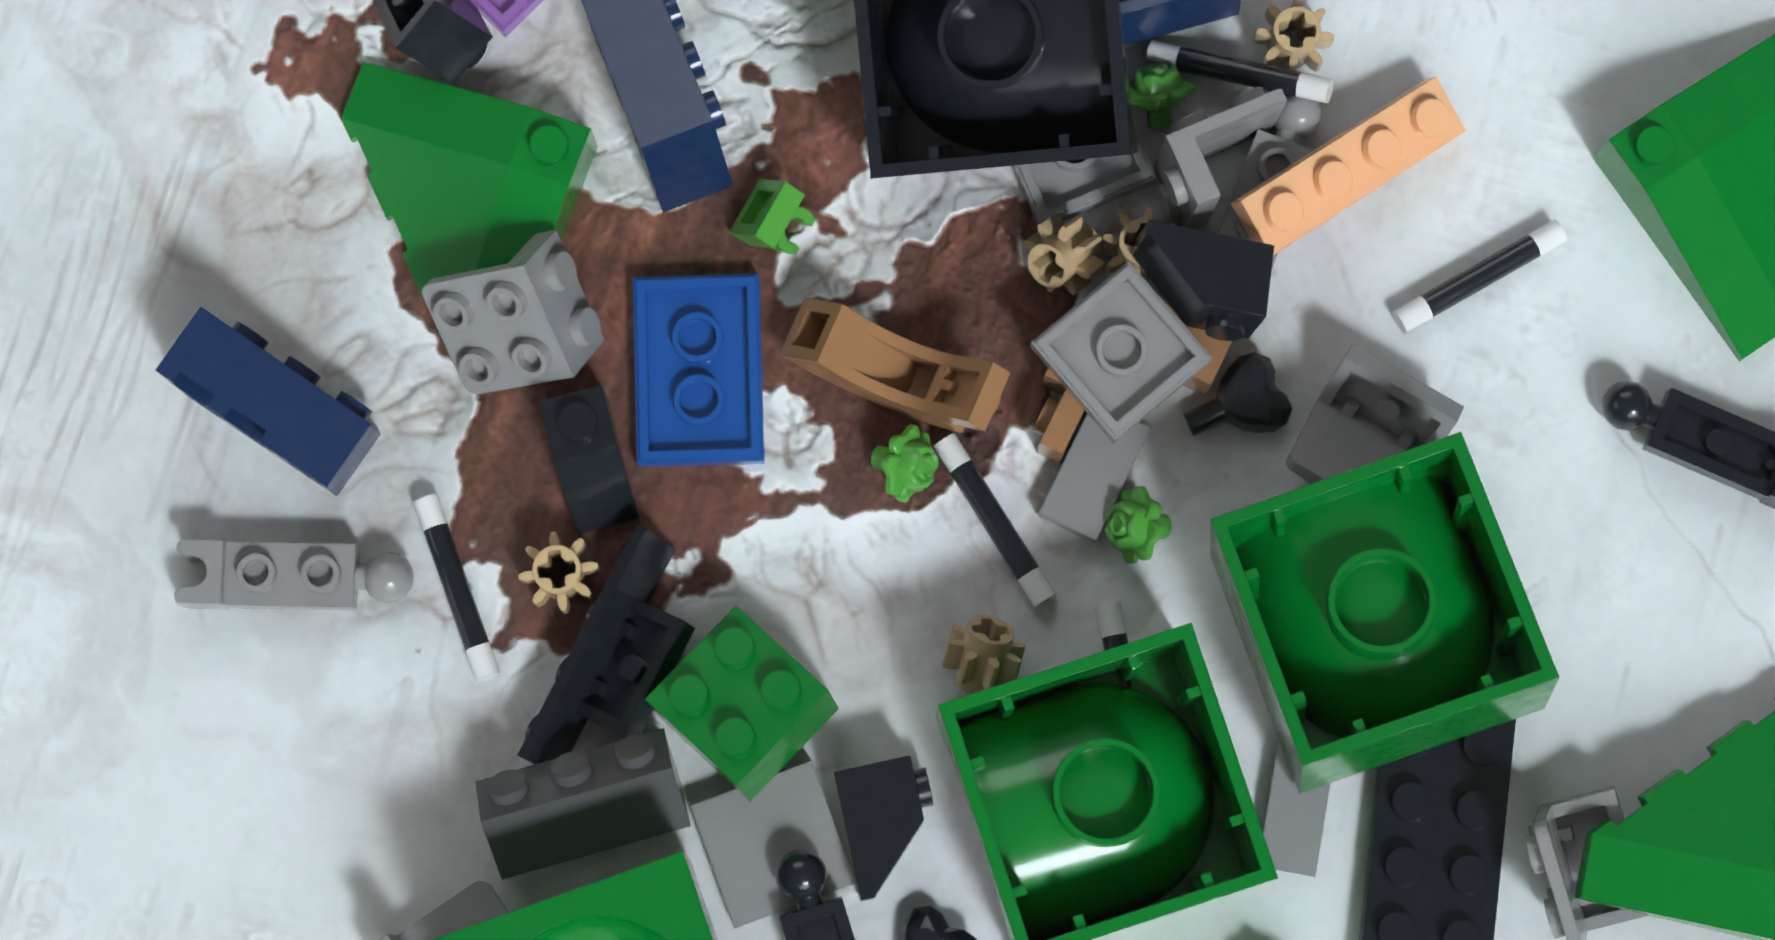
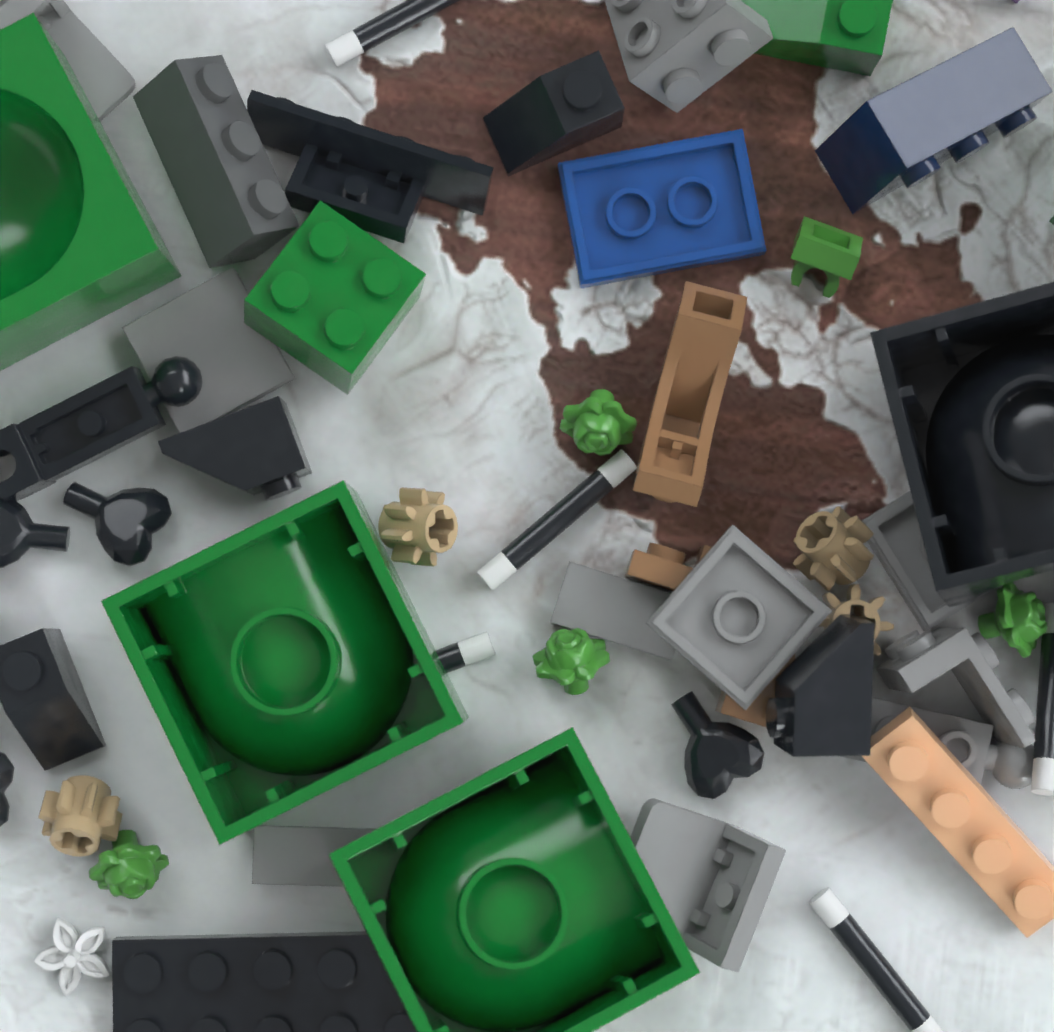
camera: 85 degrees right, 5 degrees up
(545, 563) = (451, 94): tan gear -> none

